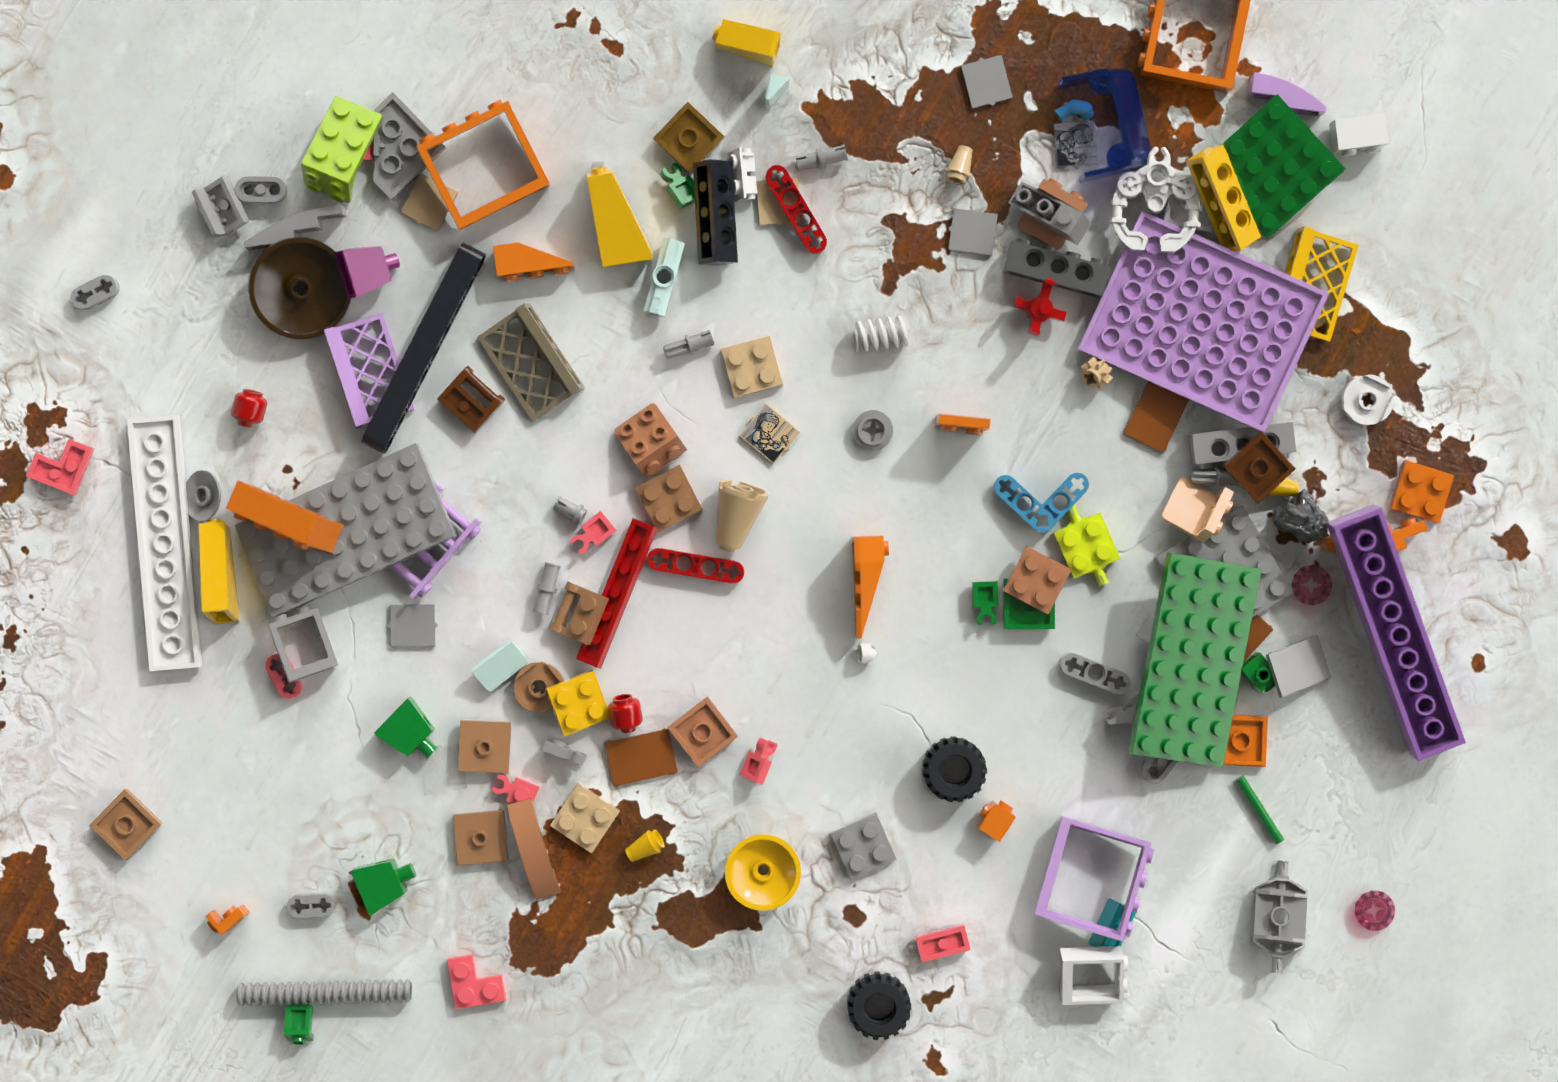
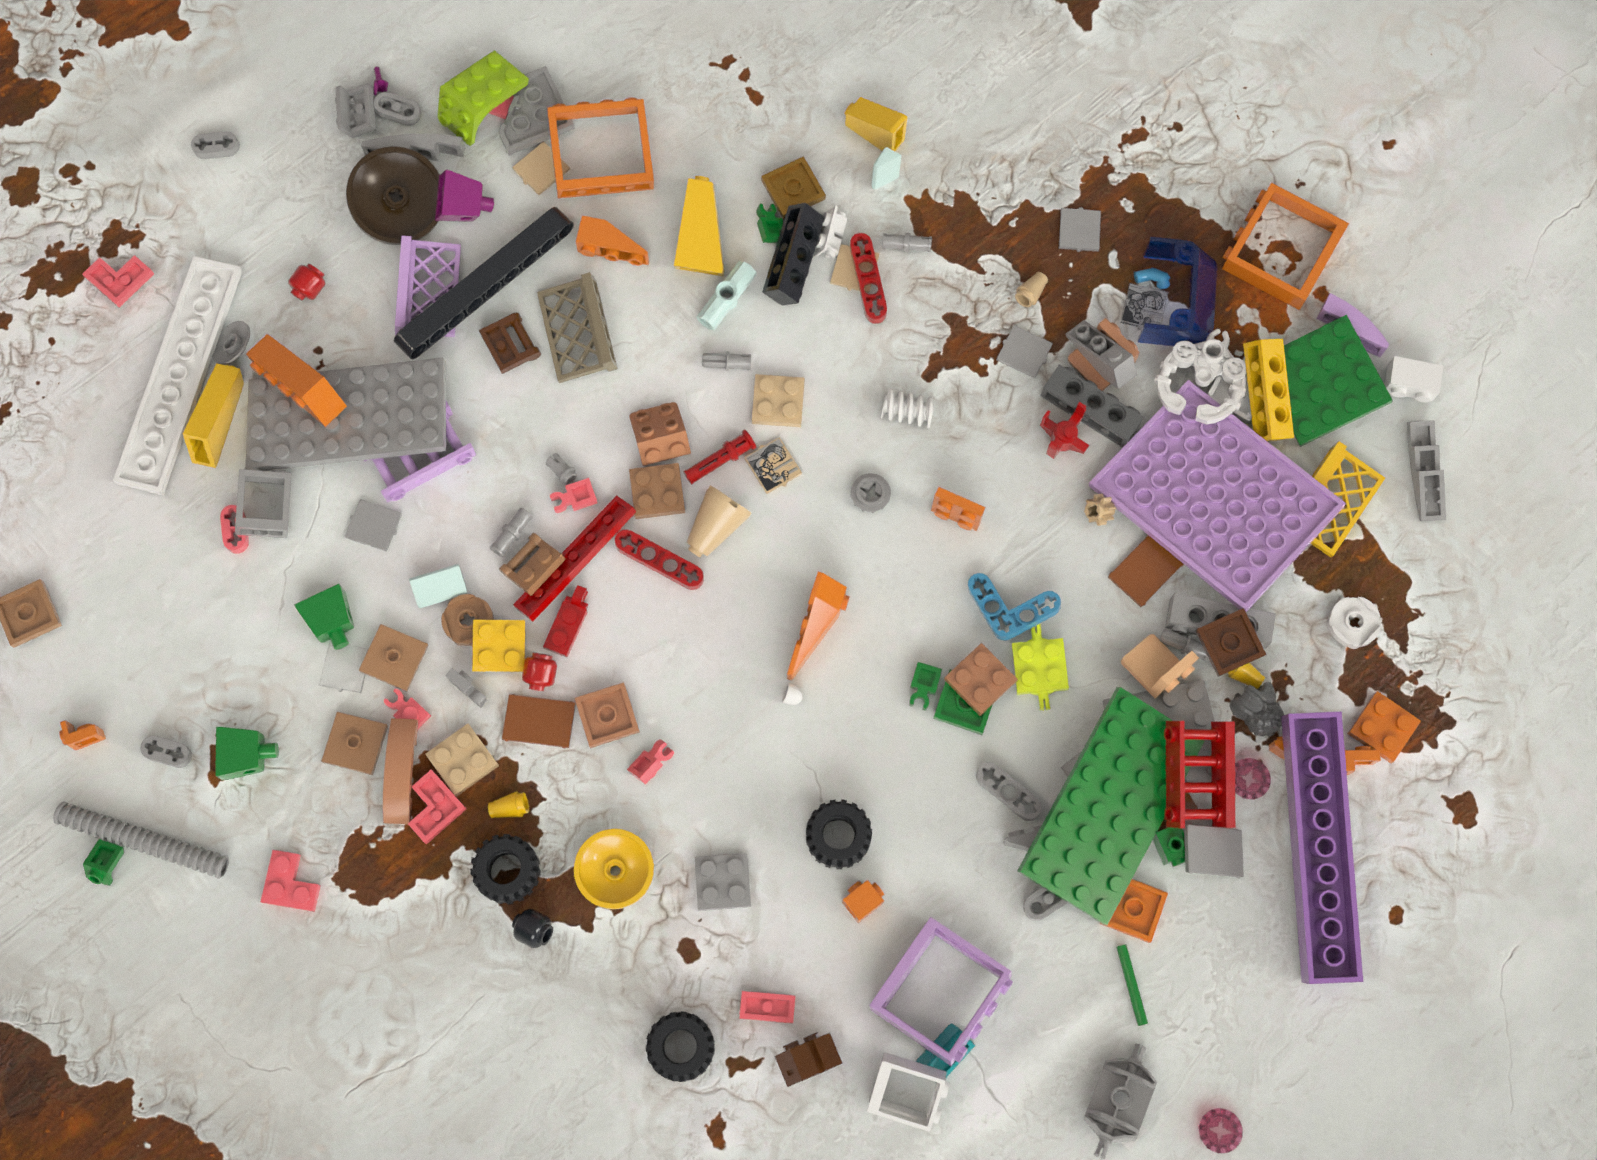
camera: 15 degrees right, 15 degrees down
(232, 168) = (379, 84): none -> magenta hand
(584, 869) = (441, 809): none -> coral plate
(633, 657) = (567, 623): none -> red hinge
(665, 927) = (490, 853): none -> black tyre
(708, 948) = (532, 928): none -> black head
(724, 435) = (732, 453): none -> red pin
(996, 978) = (808, 1059): none -> reddish brown piece
(1288, 598) = (1222, 773): none -> red fence
(1395, 222) = (1425, 471): none -> light grey slope

